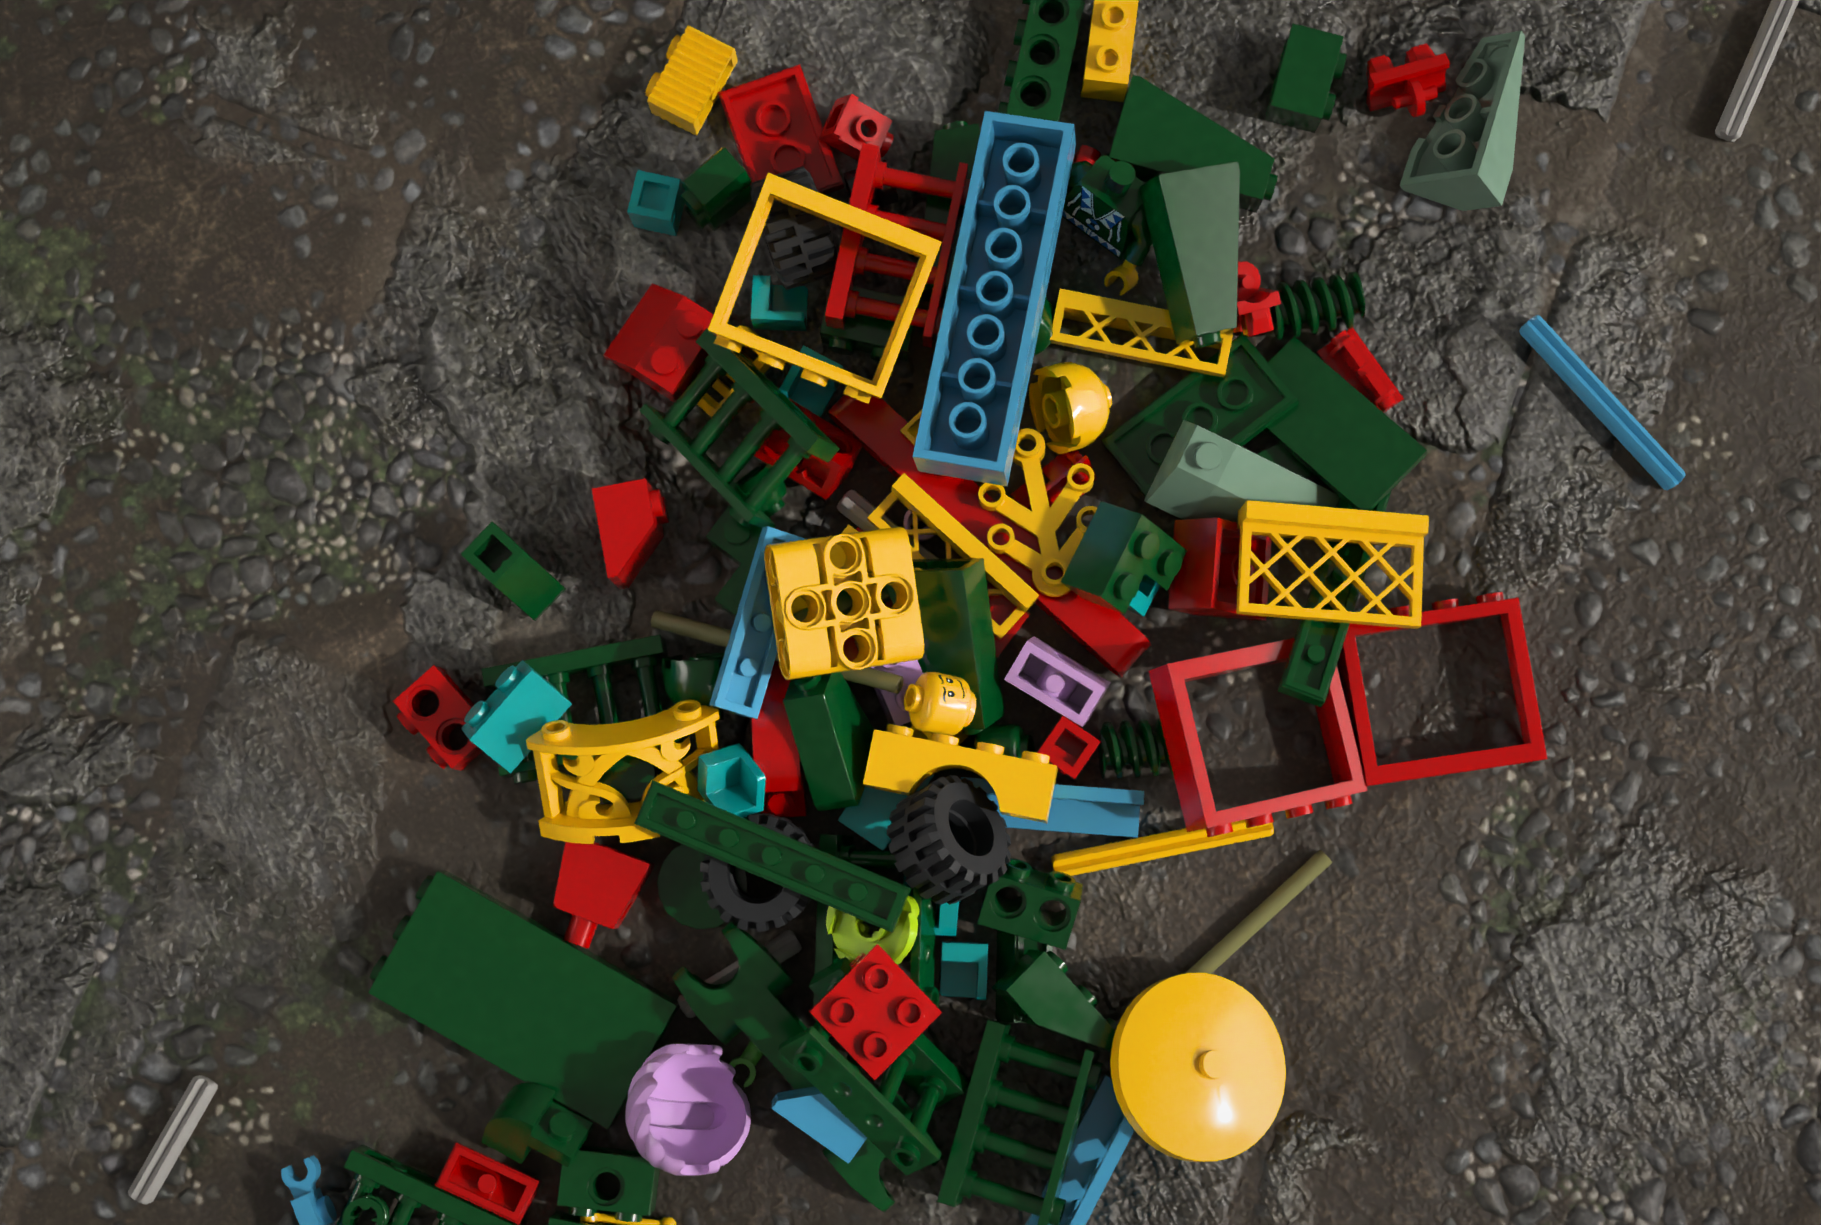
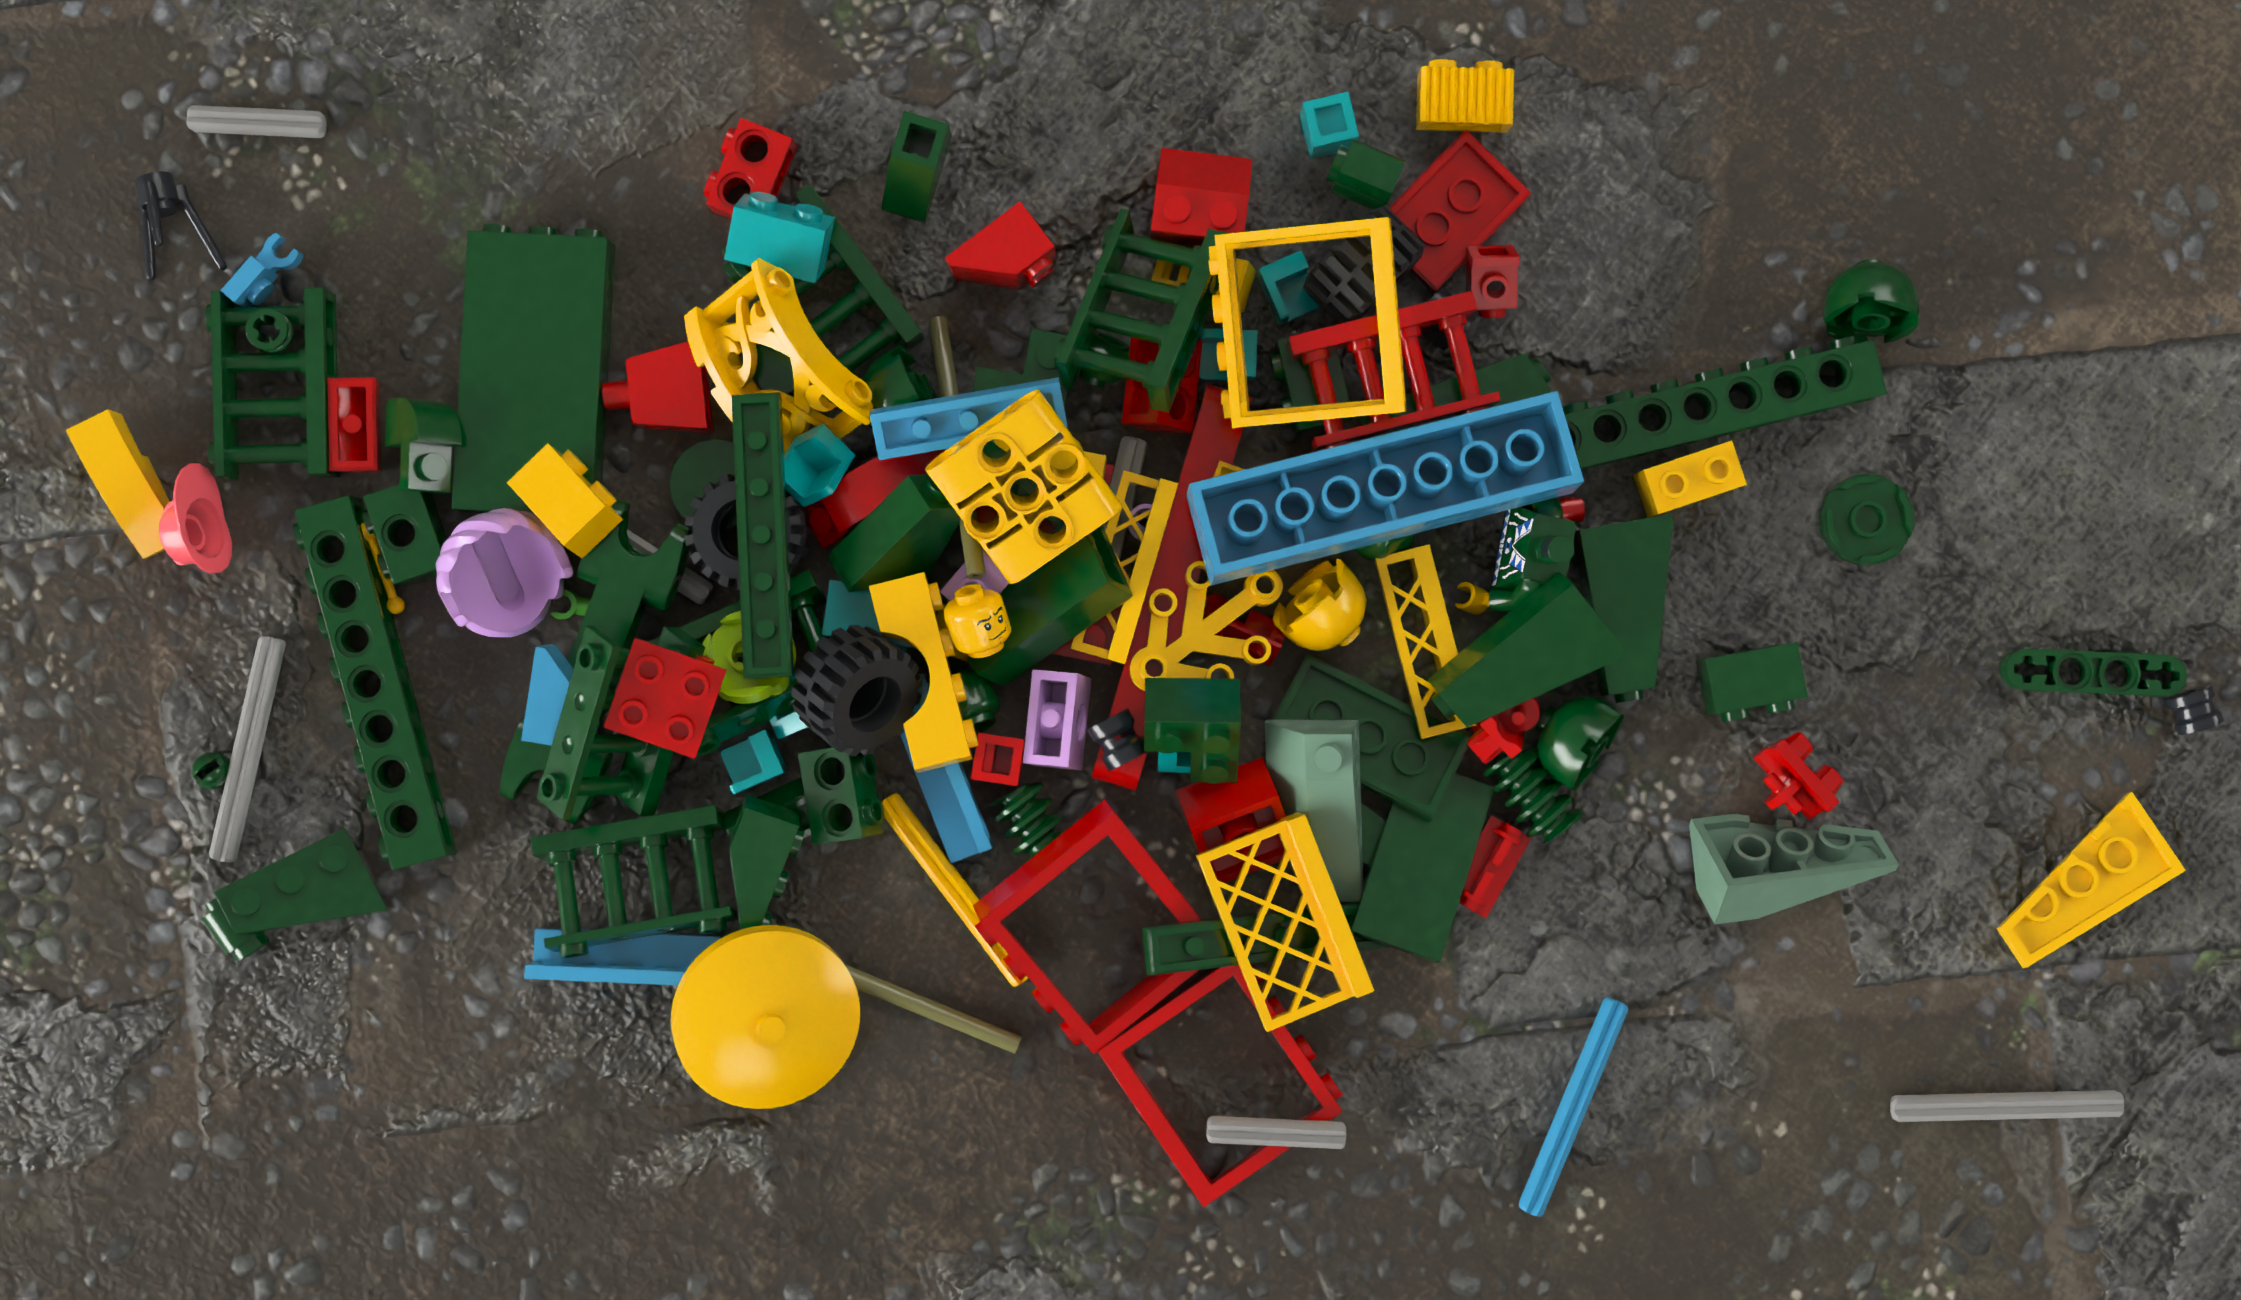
camera: 60 degrees right, 5 degrees up
(652, 1019) = (565, 500): none -> yellow brick
(1112, 629) = (1120, 751): none -> black wheel
(1285, 246) = (1576, 737): none -> dark green cylinder
(1511, 662) = (1276, 1132): none -> light grey axle

